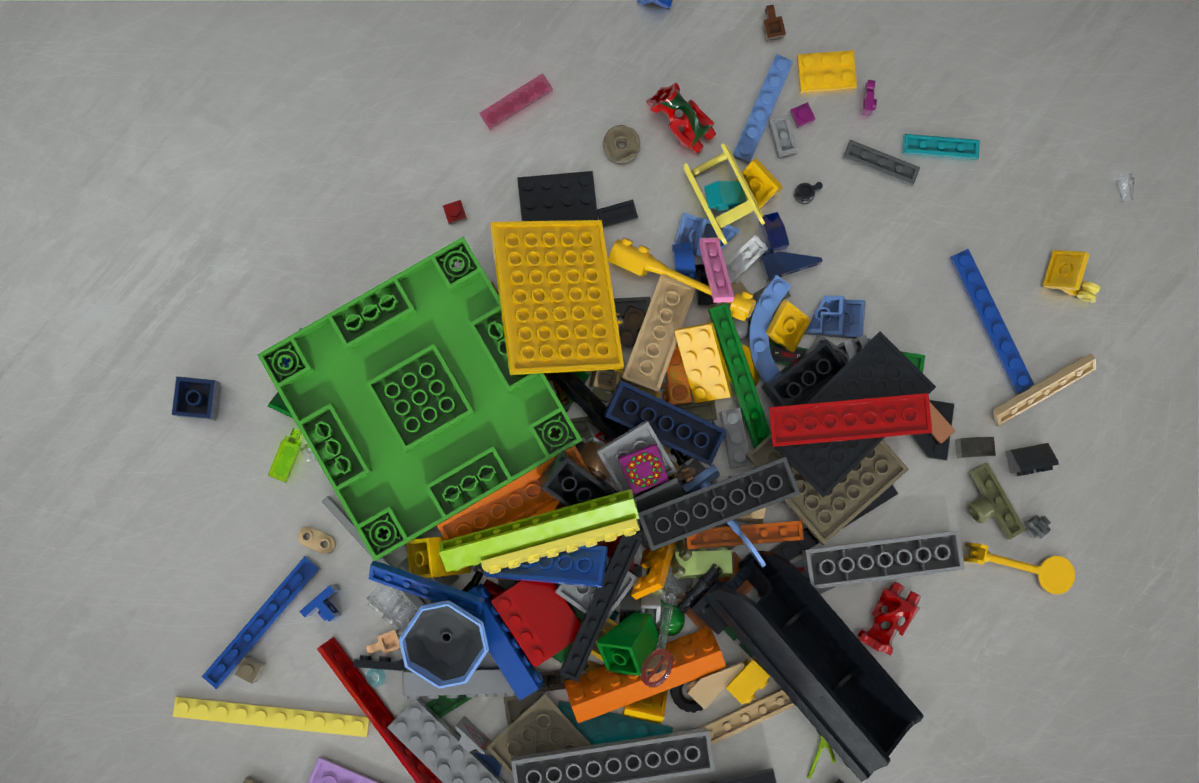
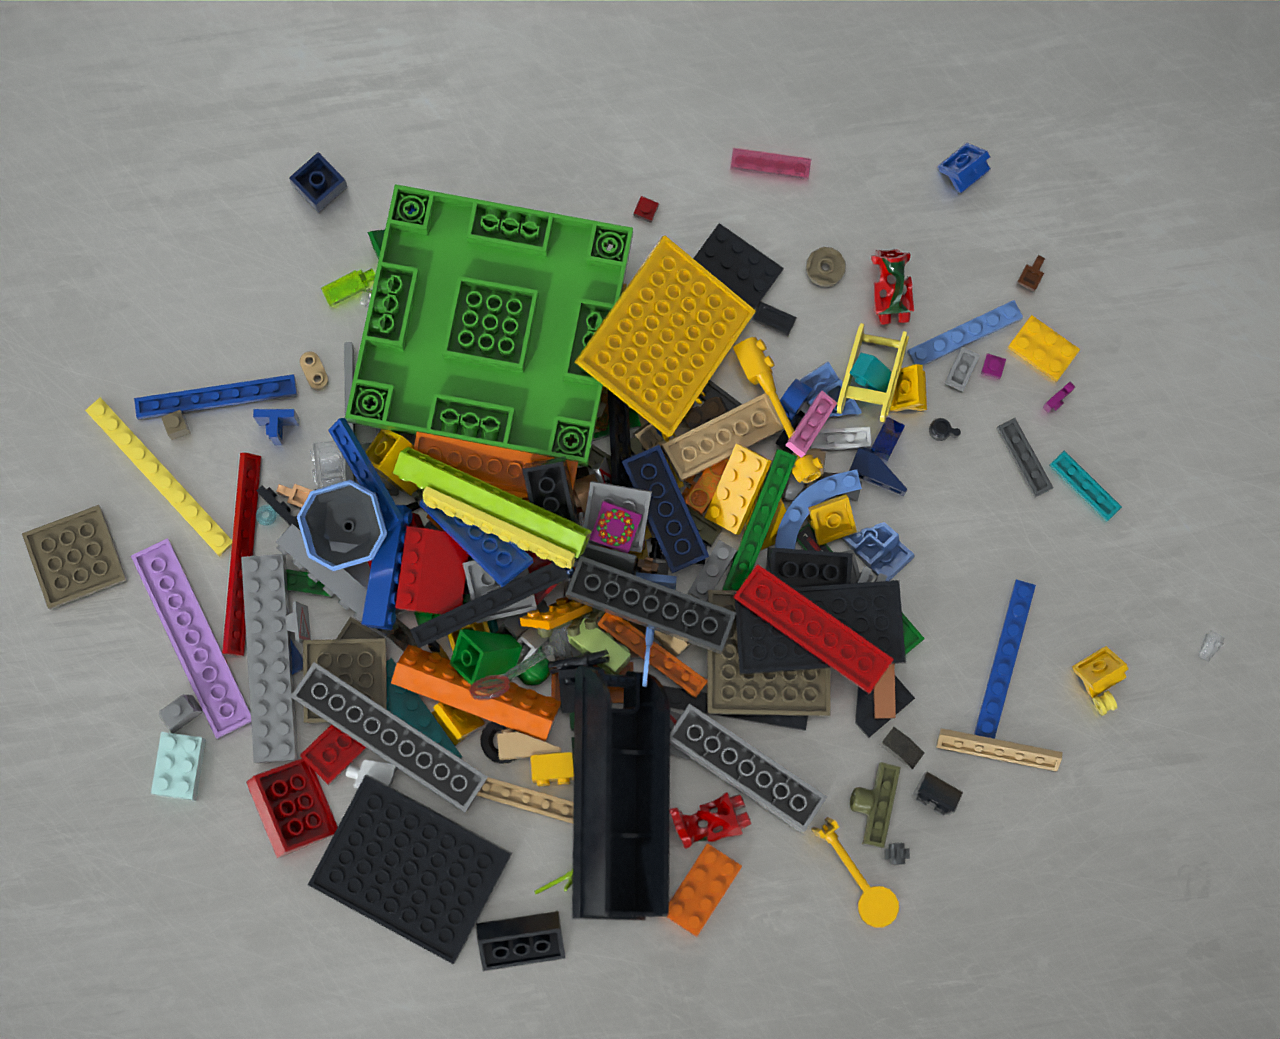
camera: 40 degrees right, 5 degrees down
(926, 672) = (702, 889): none -> orange brick

